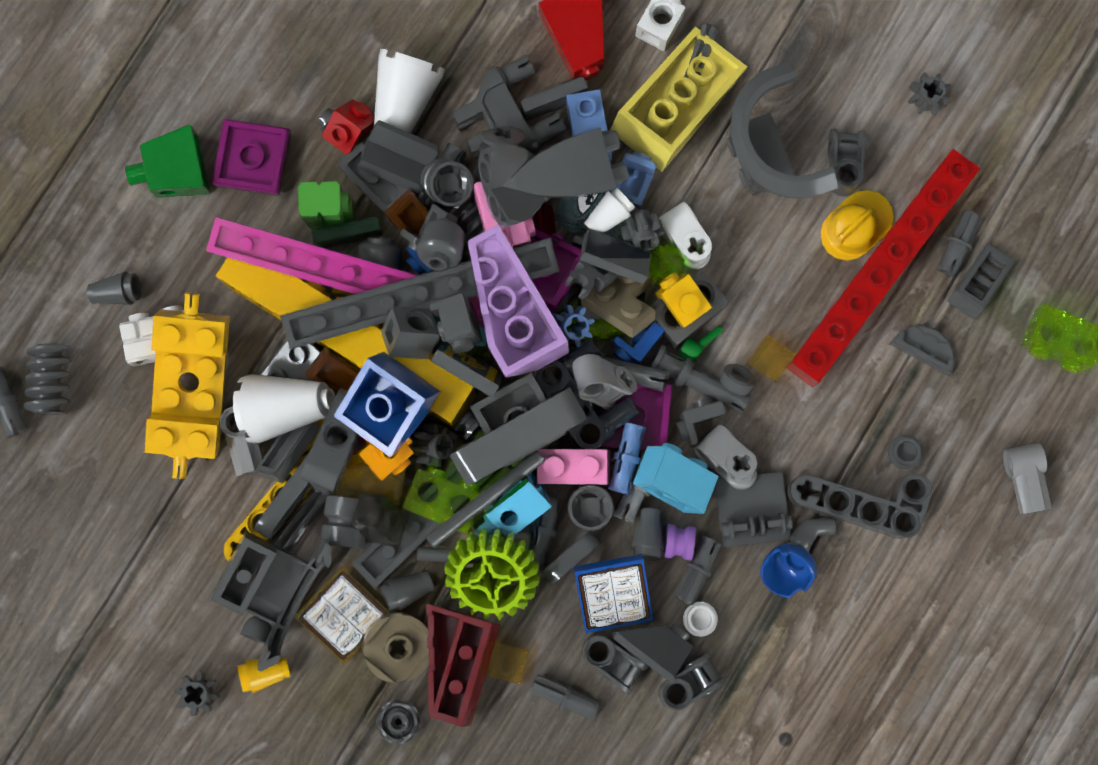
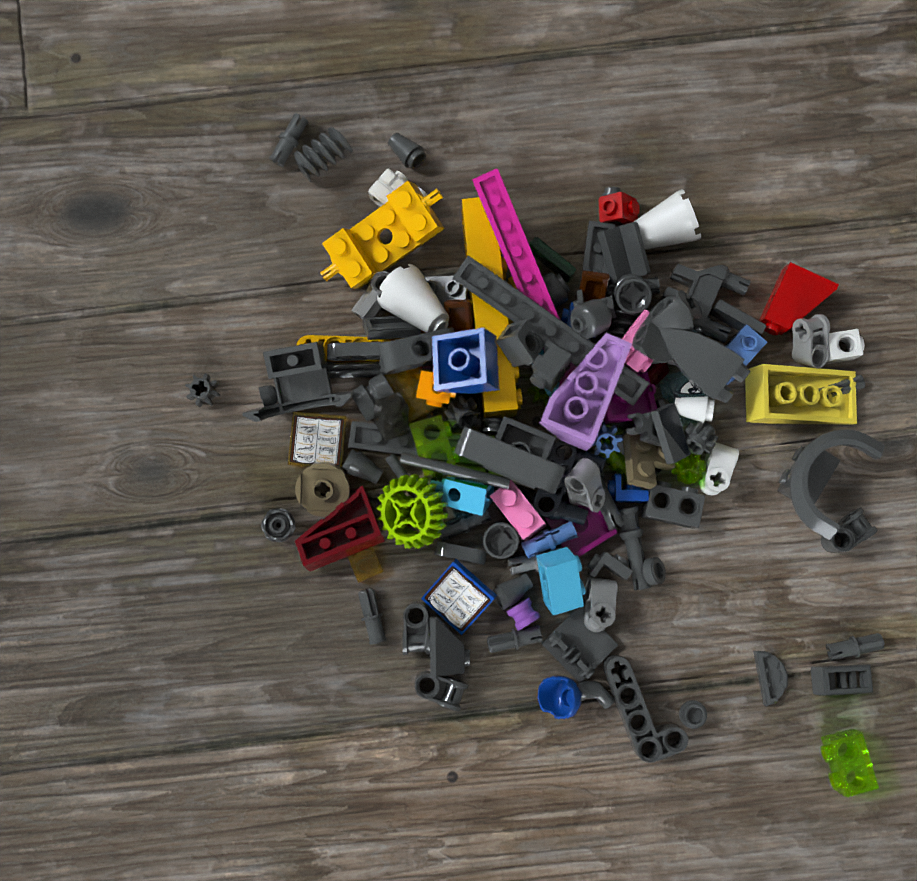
camera: 50 degrees right, 0 degrees up
(171, 165) = (508, 123): green torso -> none
(251, 157) = (551, 167): magenta plate -> none
(256, 680) = (237, 420): yellow cone -> none
(324, 204) = (558, 230): bright green brick -> none
(468, 369) = (526, 396): dark grey tile -> none
(632, 48) = (810, 343): none -> light grey piece
(640, 176) = (734, 409): medium blue bracket -> none
(683, 298) = (678, 496): yellow bracket -> none
(693, 349) = (650, 528): green hand -> none
(700, 619) = (485, 664): white plate -> none
(770, 358) = (683, 582): clear yellow tile -> none
(856, 225) = (812, 571): yellow piece -> none
(882, 268) = (800, 609): red brick -> none
(1027, 468) = (745, 803): light grey piece -> none

